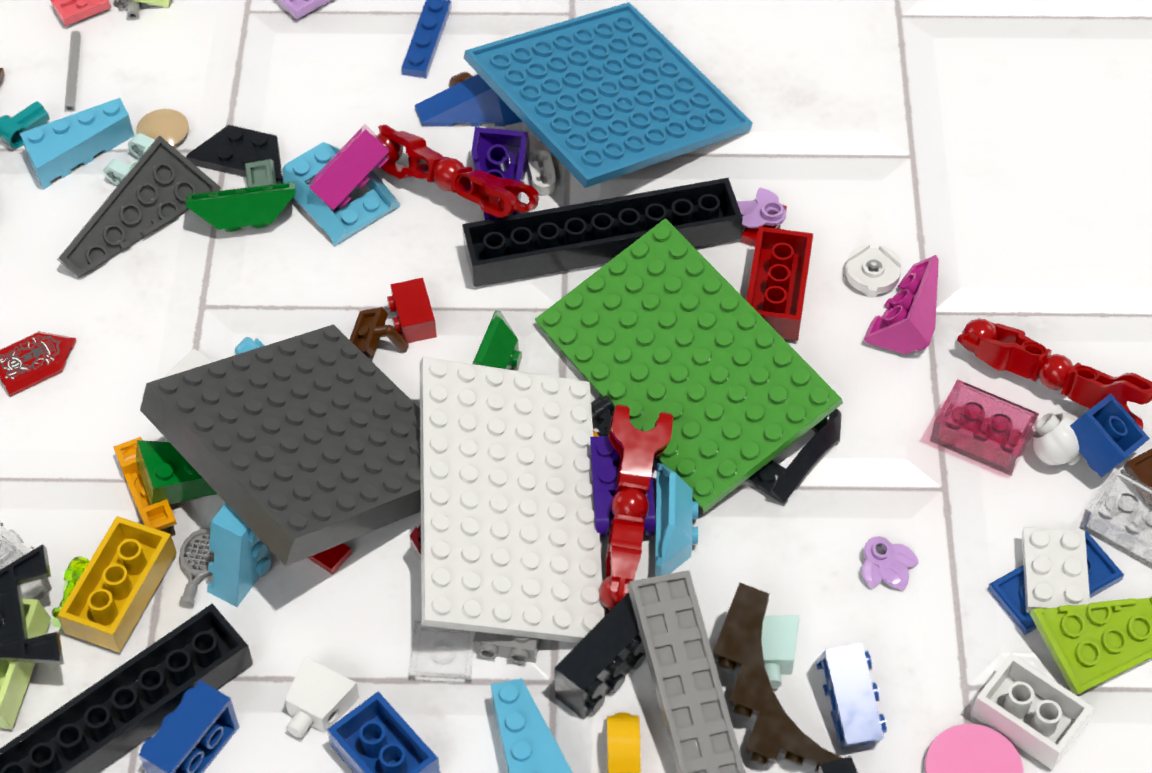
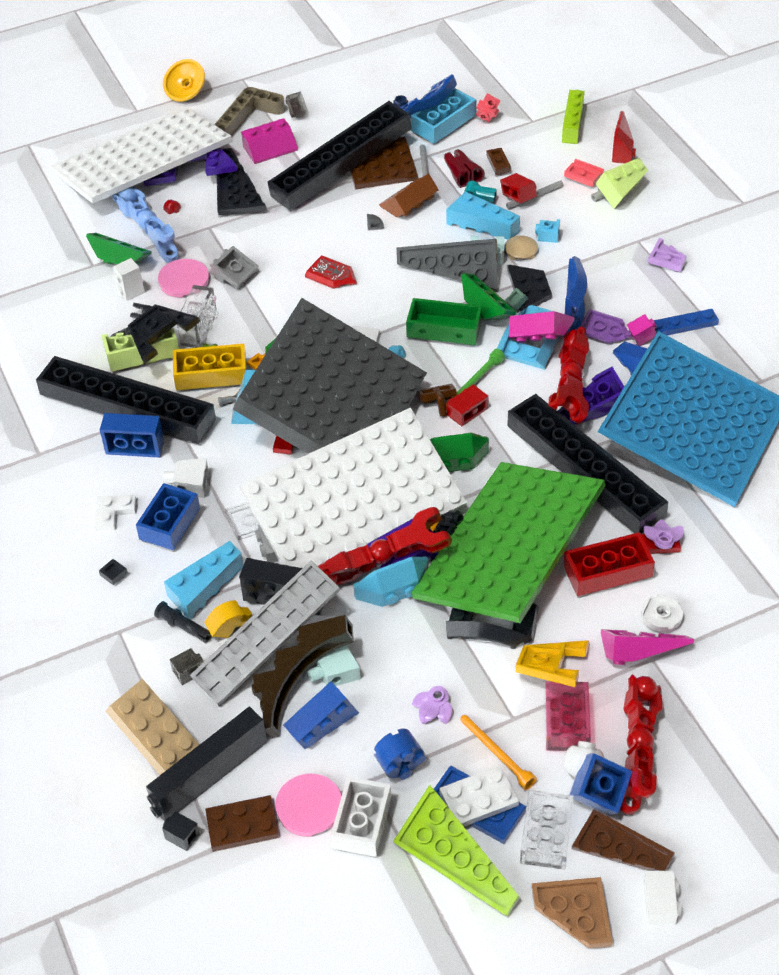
camera: 65 degrees right, 5 degrees down
(55, 77) = (518, 188): none -> red brick
(159, 86) = (548, 230): none -> medium azure brick
(259, 248) = (444, 321): none -> green piece
(336, 127) = (575, 292): none -> blue wedge
(348, 245) = (495, 358): none -> bright green piece
(375, 109) = (605, 327): none -> medium lavender tile
(417, 75) = (642, 329): none -> dark pink brick
(894, 416) = (546, 660): none -> yellow wing
(960, 627) = (399, 754): none -> blue brick
(1045, 513) = (525, 778): none -> light orange piece

